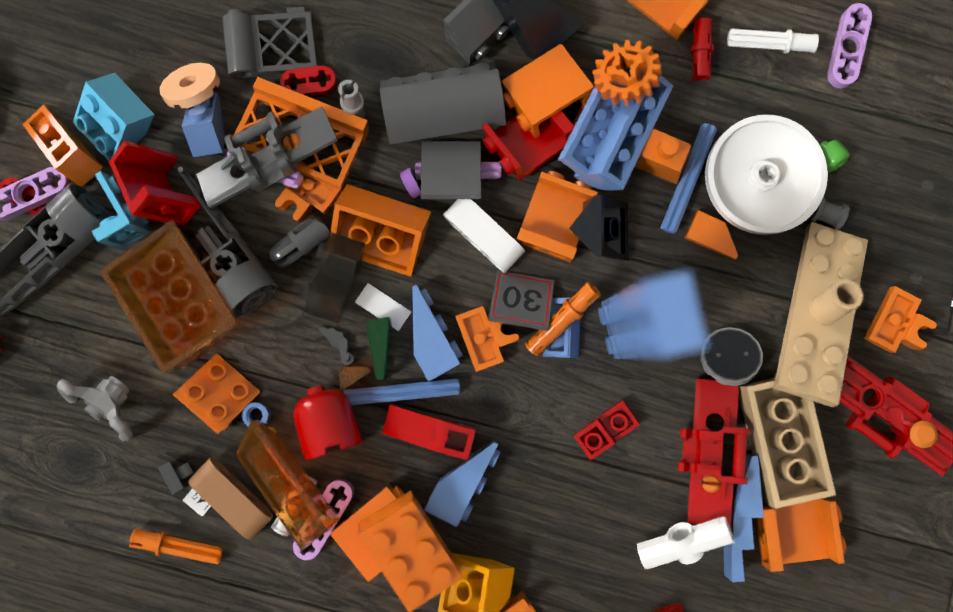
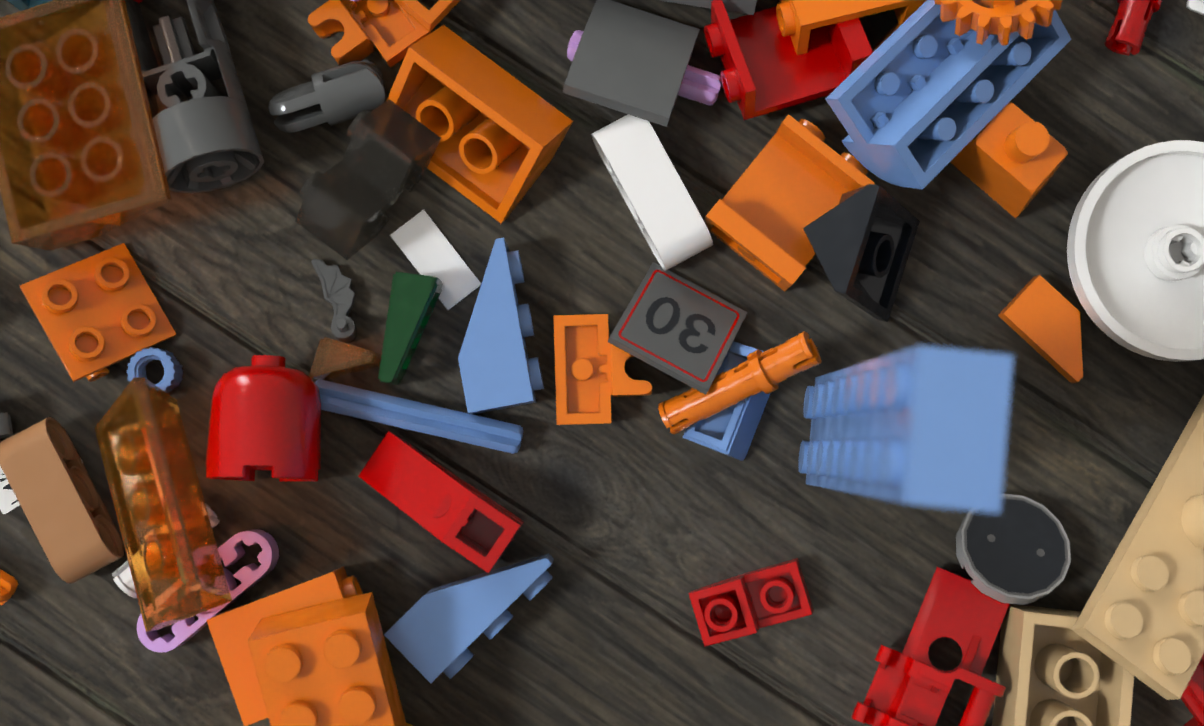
camera: 20 degrees right, 0 degrees up
(410, 182) = (554, 60): medium lavender tile -> none
(688, 178) = (1041, 214): medium blue axle -> none

